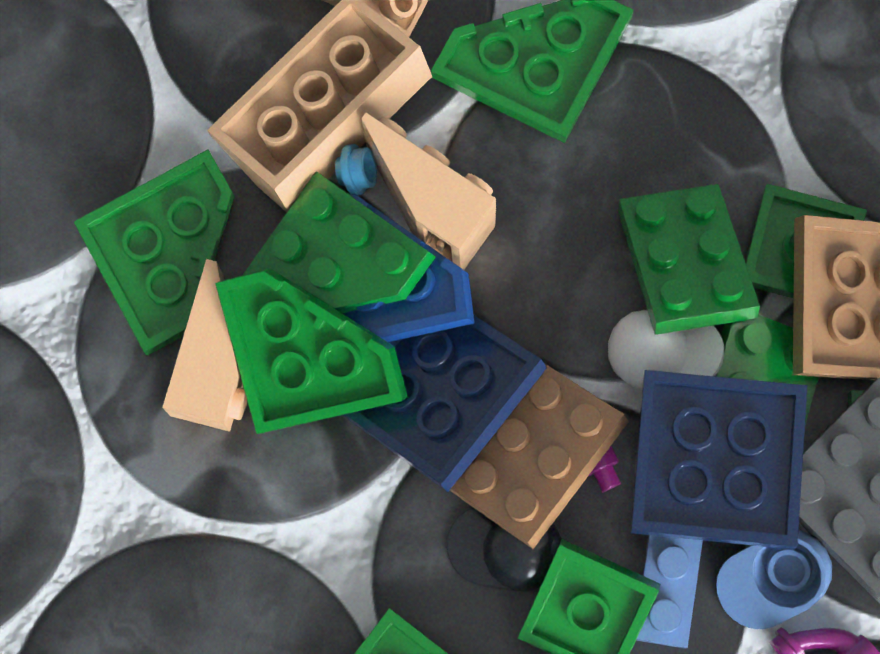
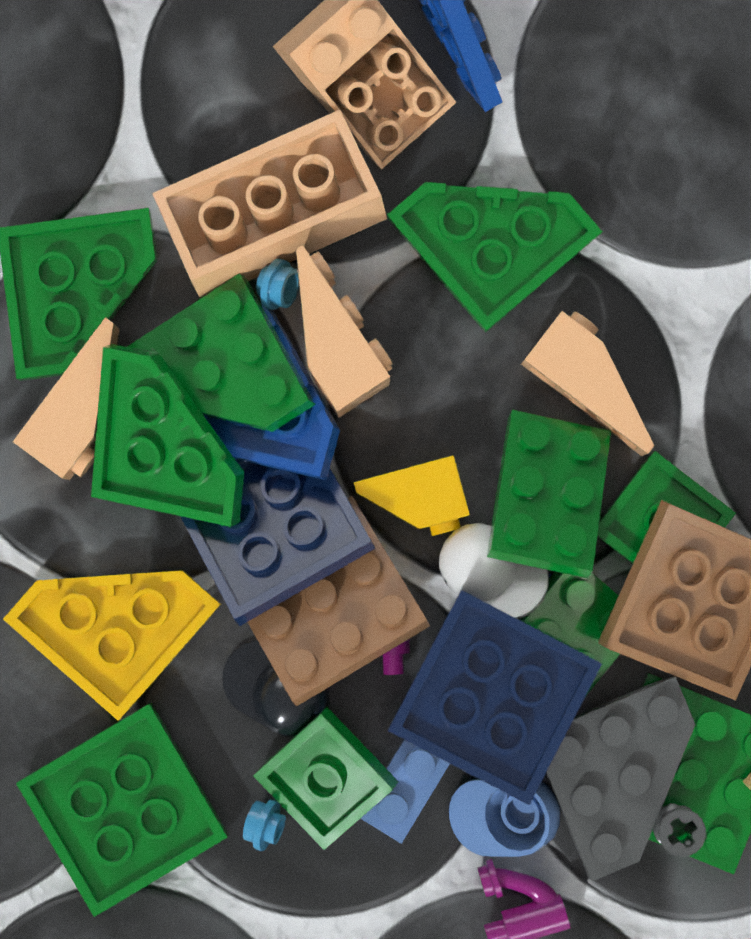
camera: 15 degrees right, 10 degrees up
(327, 551) = (113, 629): none -> yellow plate
(565, 310) = (420, 495): none -> yellow slope
(673, 142) = (583, 372): none -> light nougat slope

